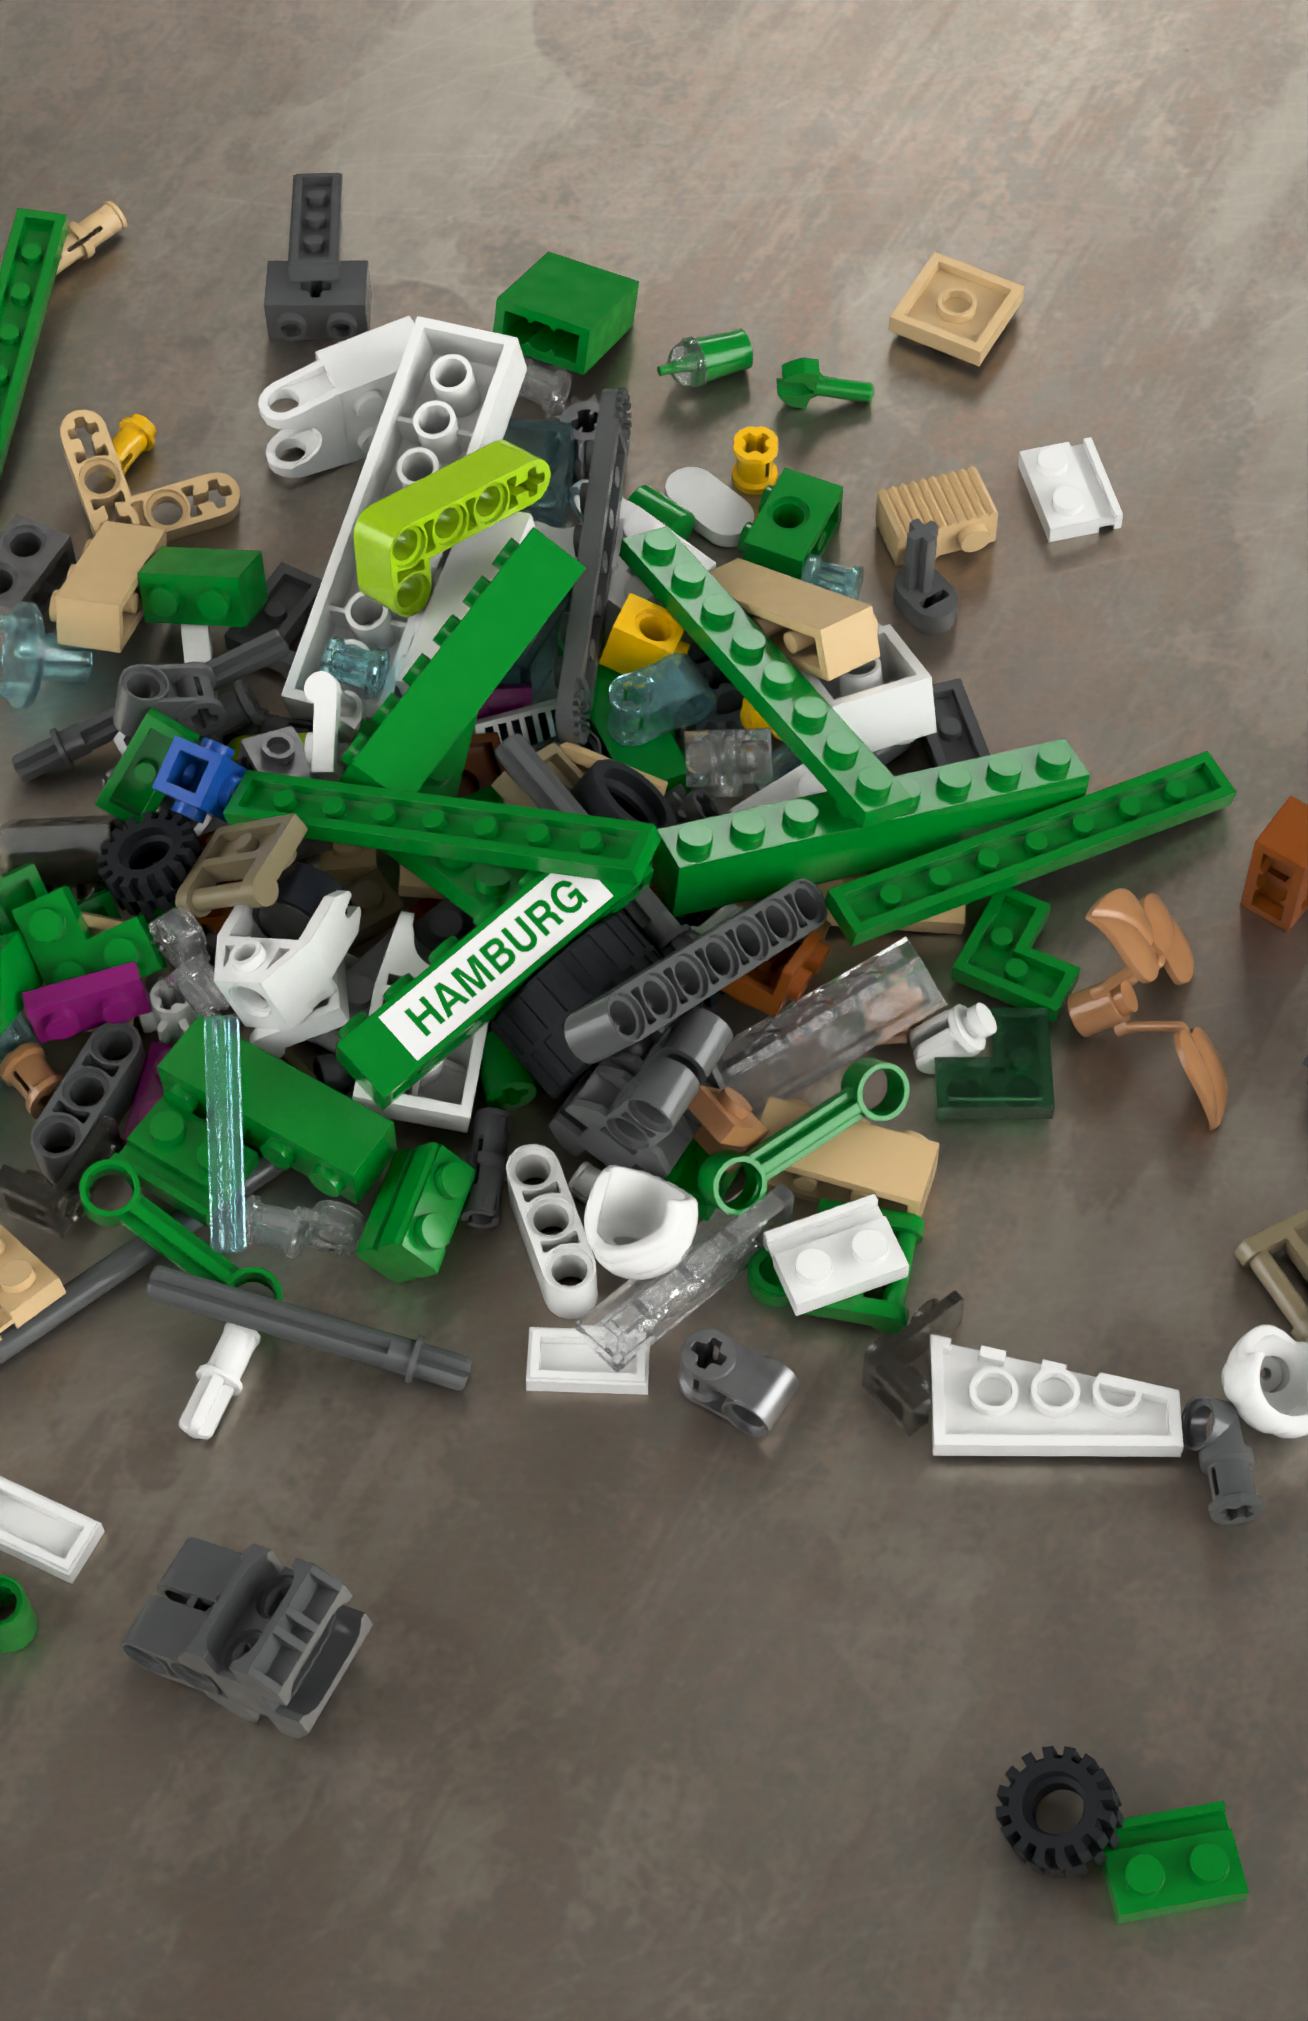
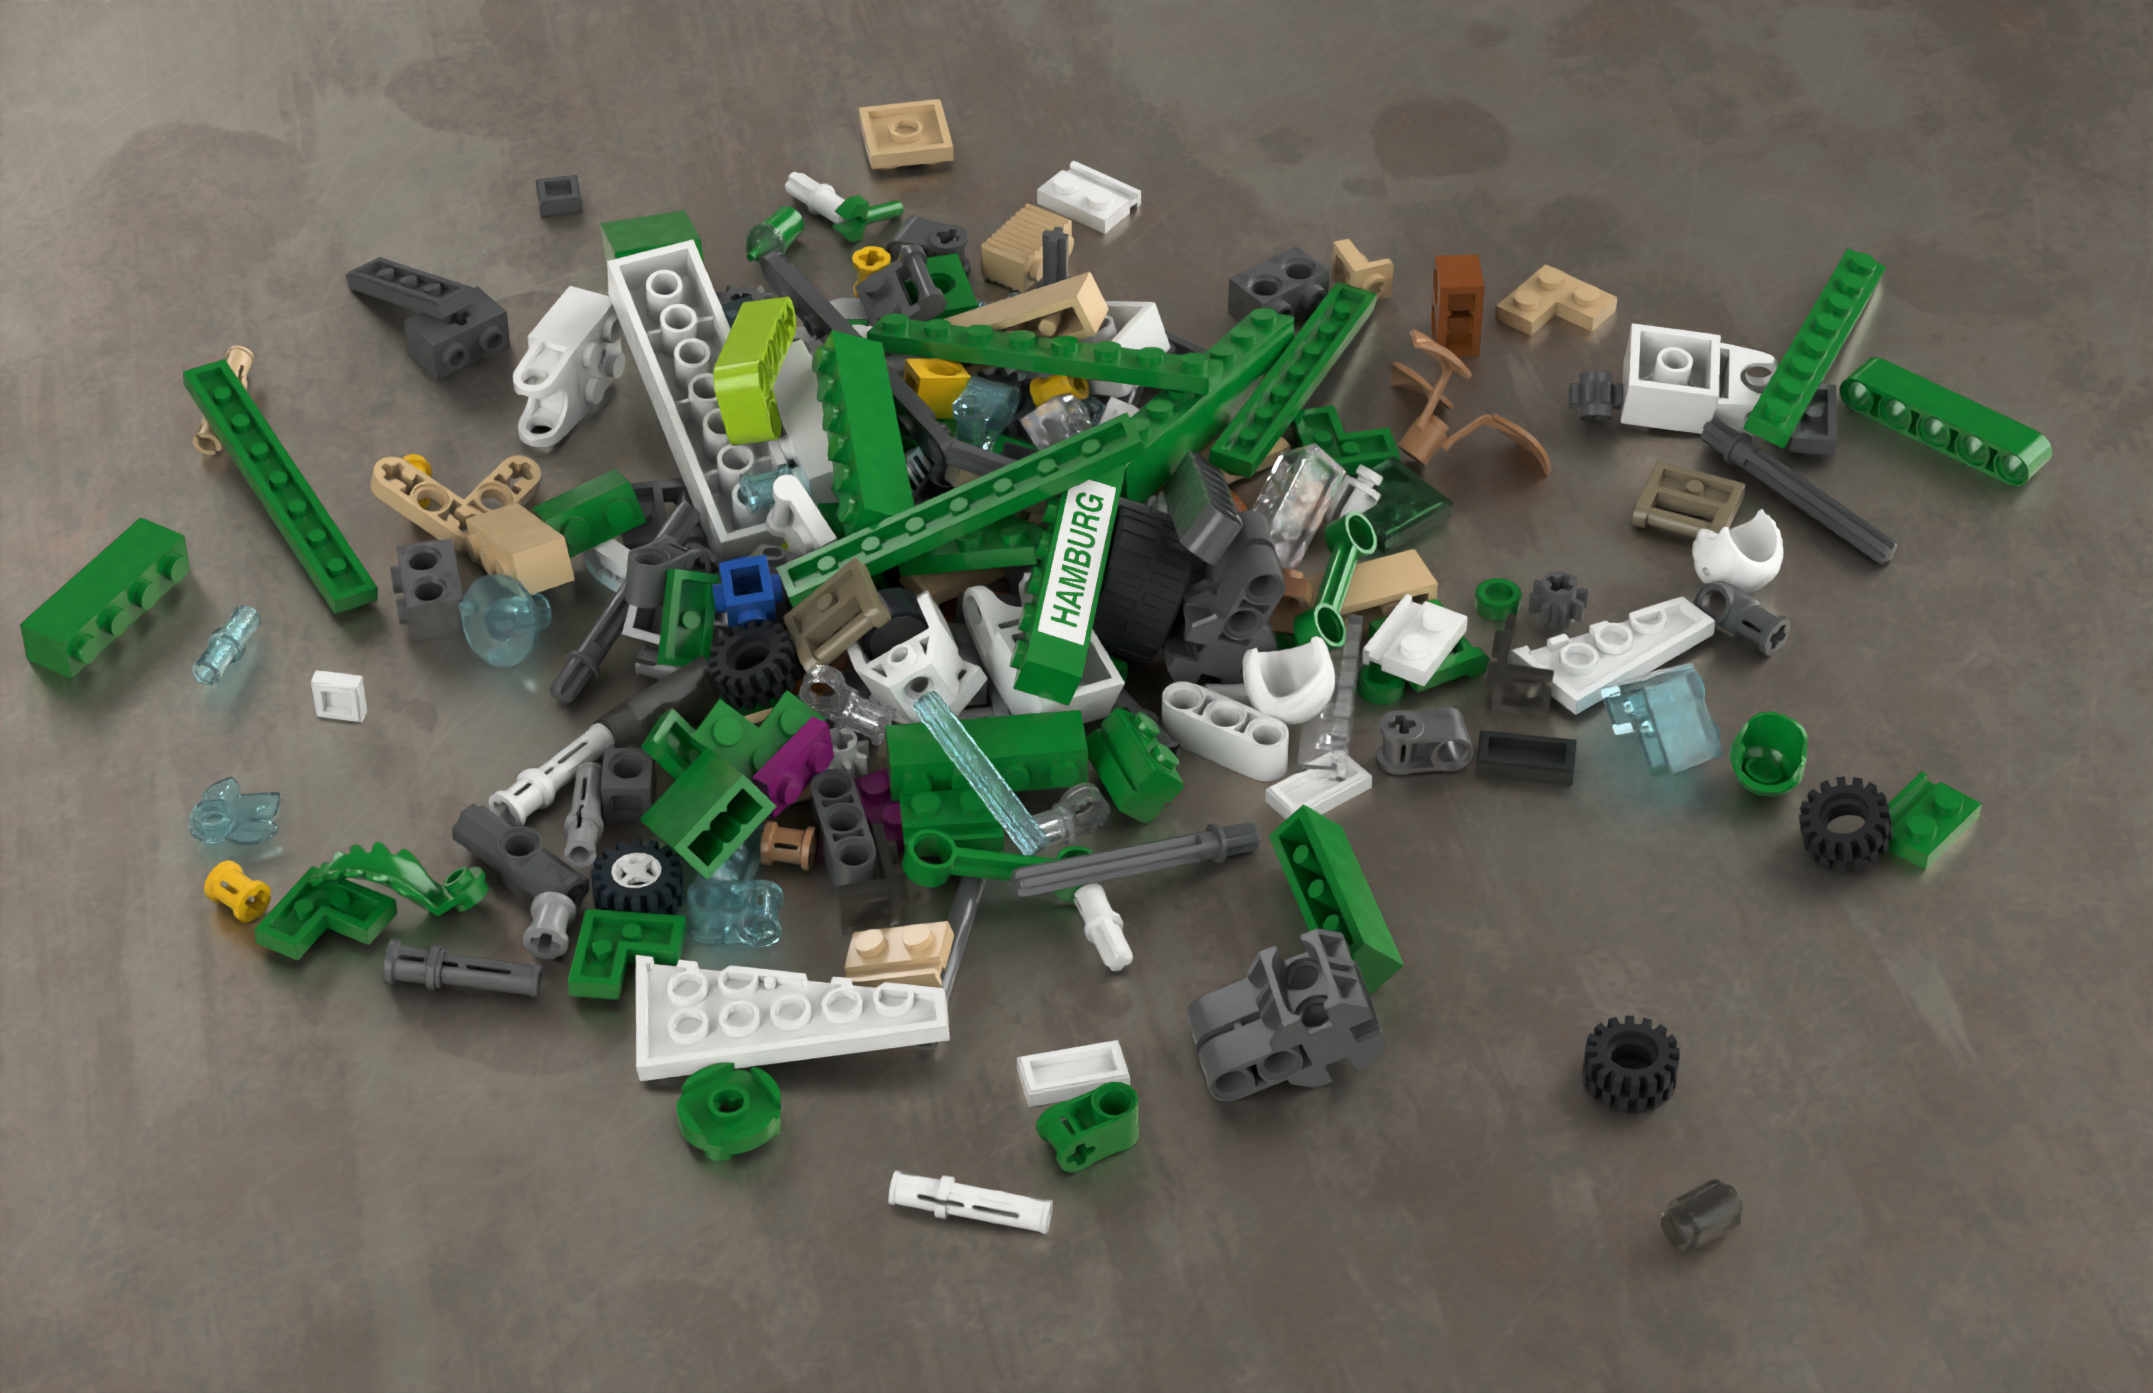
camera: 40 degrees left, 15 degrees down
(442, 1518) = (1335, 892): none -> green brick
(551, 1976) = (1630, 1085): none -> black tyre
(570, 193) = (559, 195): none -> dark grey tile
(737, 504) = (886, 294): none -> dark grey plate
(800, 335) = (818, 197): none -> white axle
(830, 1472) = (1526, 757): none -> pearl dark grey tile
(841, 456) = (934, 237): none -> dark grey piece
(994, 1523) = (1668, 716): none -> clear light blue brick
(996, 1254) = (1497, 599): none -> green tile
(1044, 1303) = (1558, 600): none -> dark grey gear
(1058, 1665) = (1769, 754): none -> green hair
(1136, 724) = (1286, 283): none -> flat silver brick
(1241, 761) = (1355, 270): none -> tan bracket

